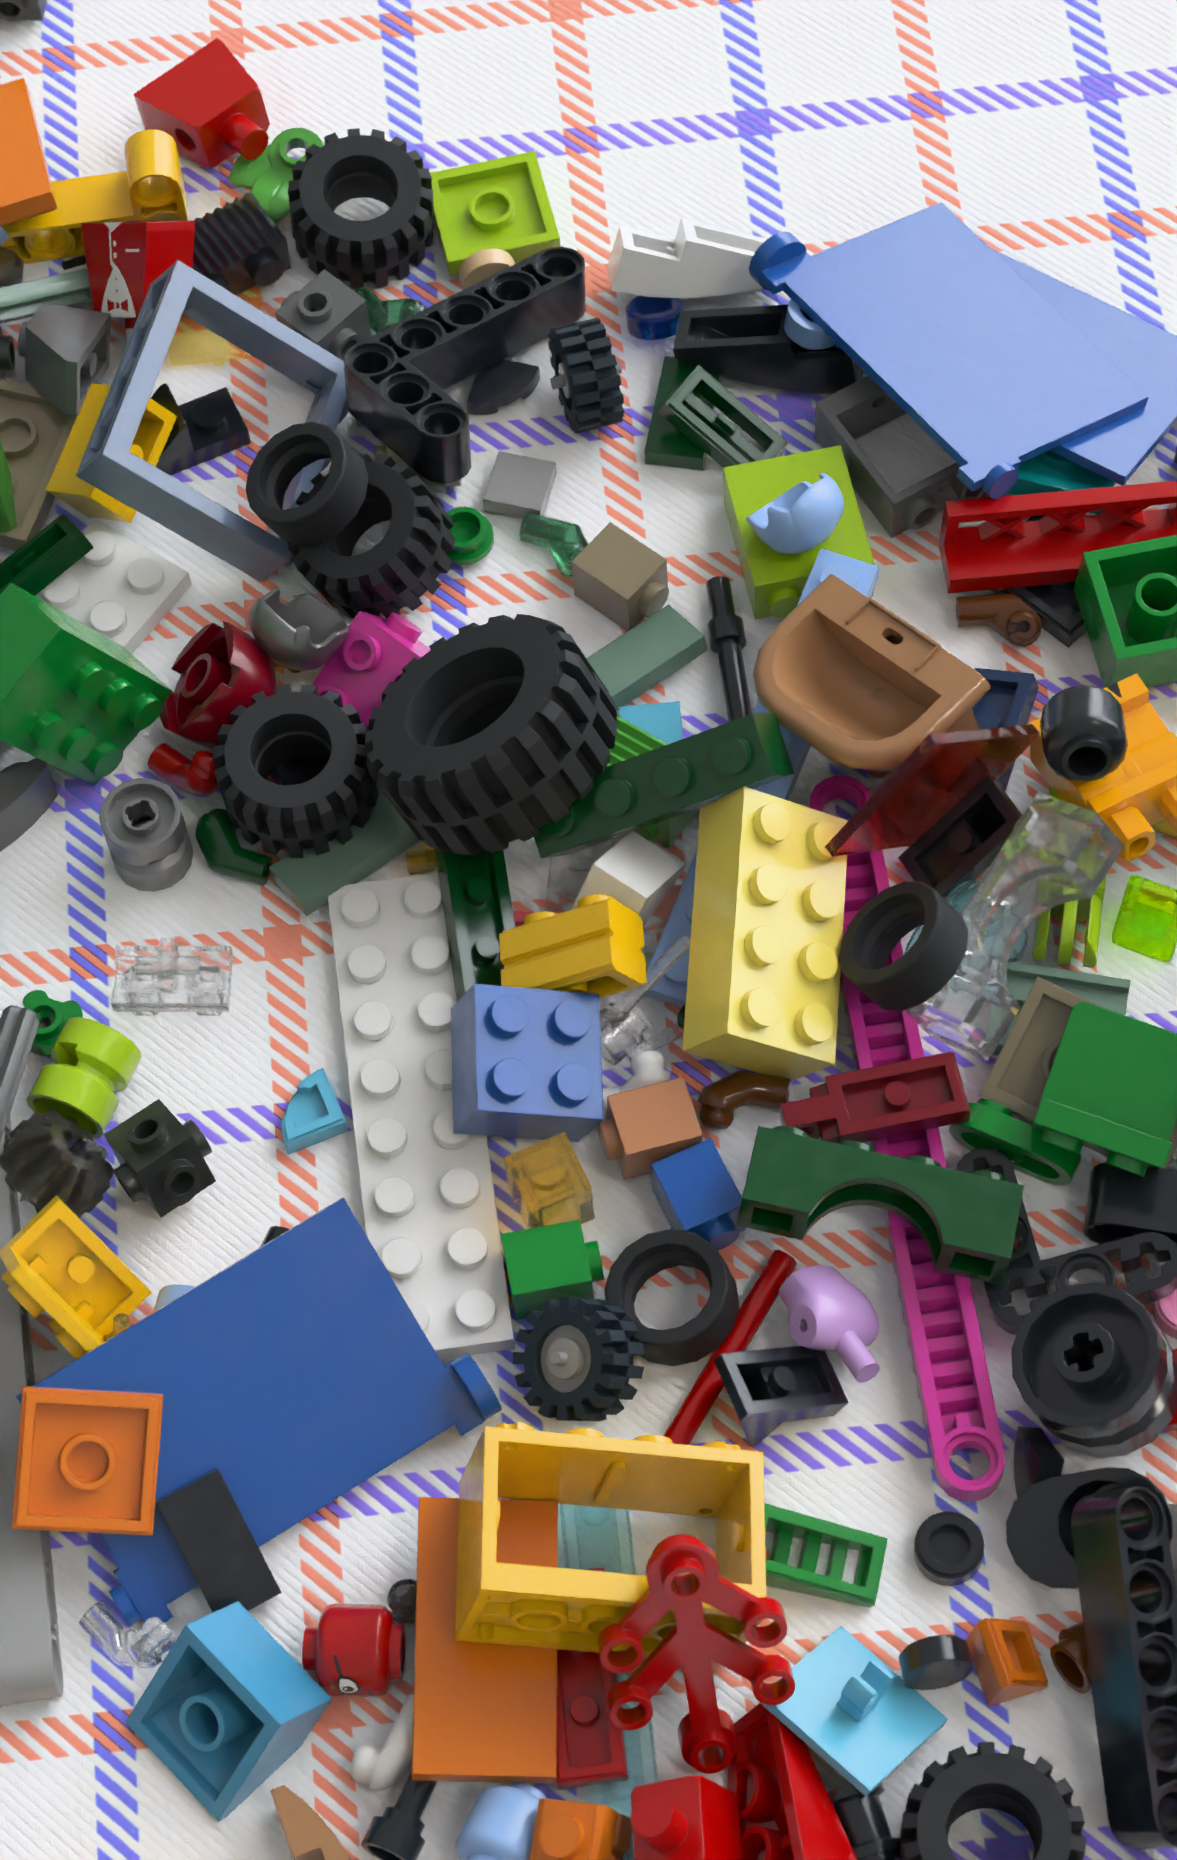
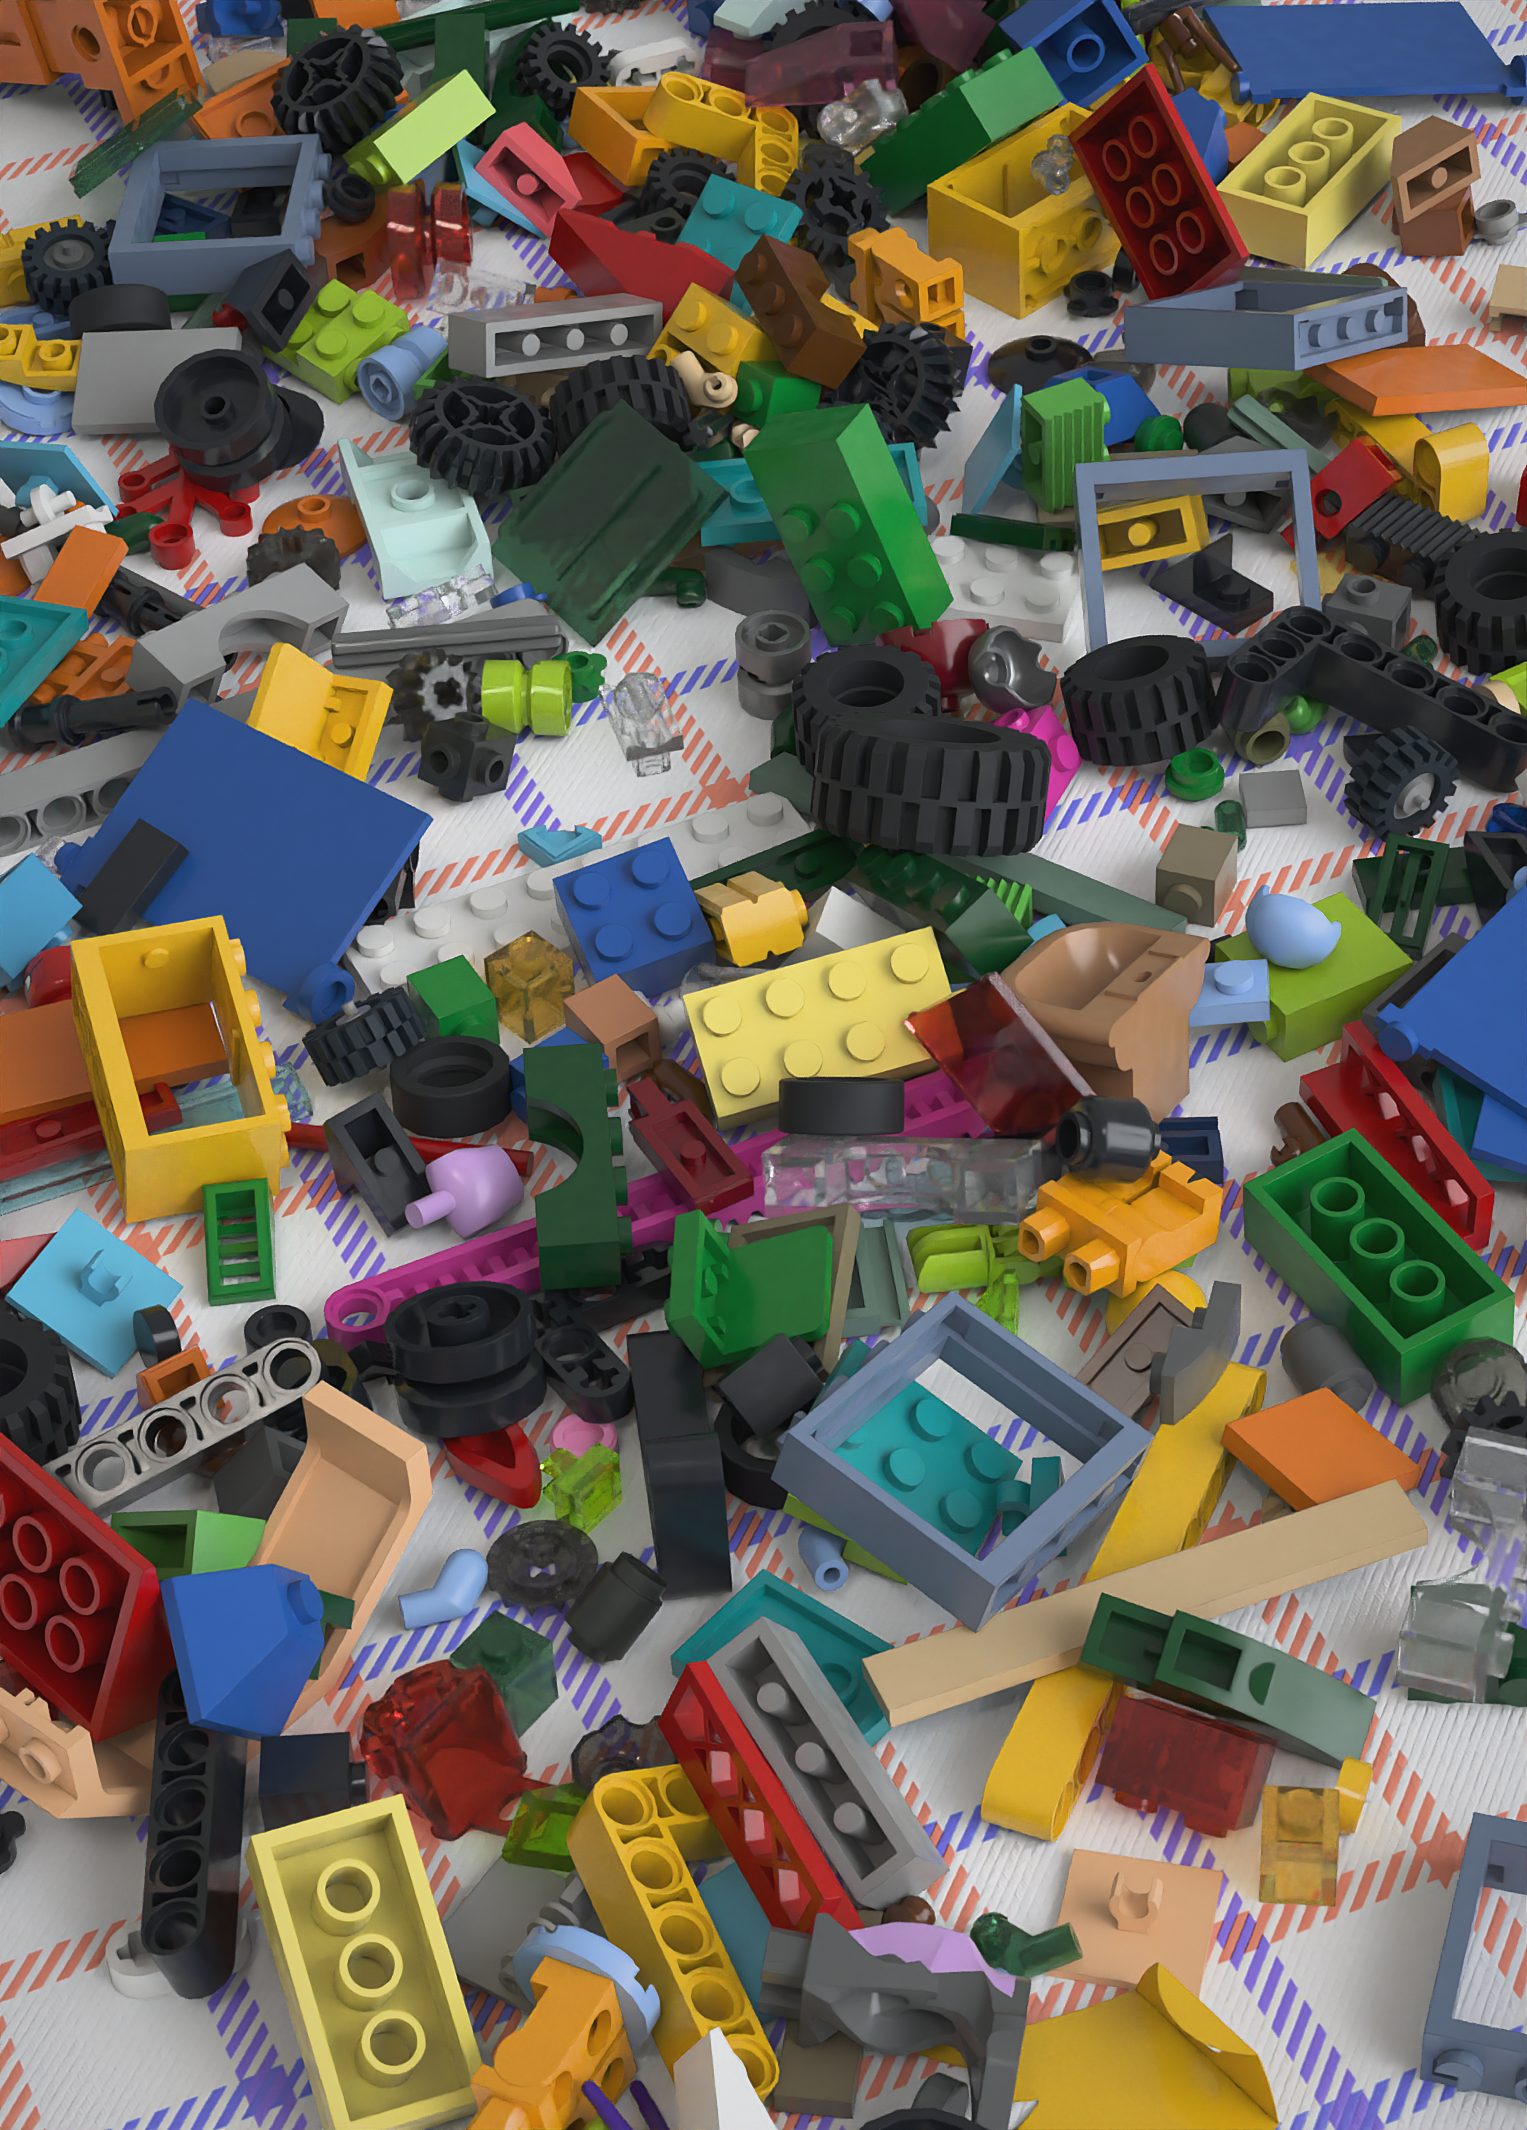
camera: 70 degrees right, 20 degrees down
(87, 1461) = (158, 762): orange tile -> none
(283, 459) = (1145, 616): black tyre -> none
(706, 1732) = (121, 1062): red plant -> none

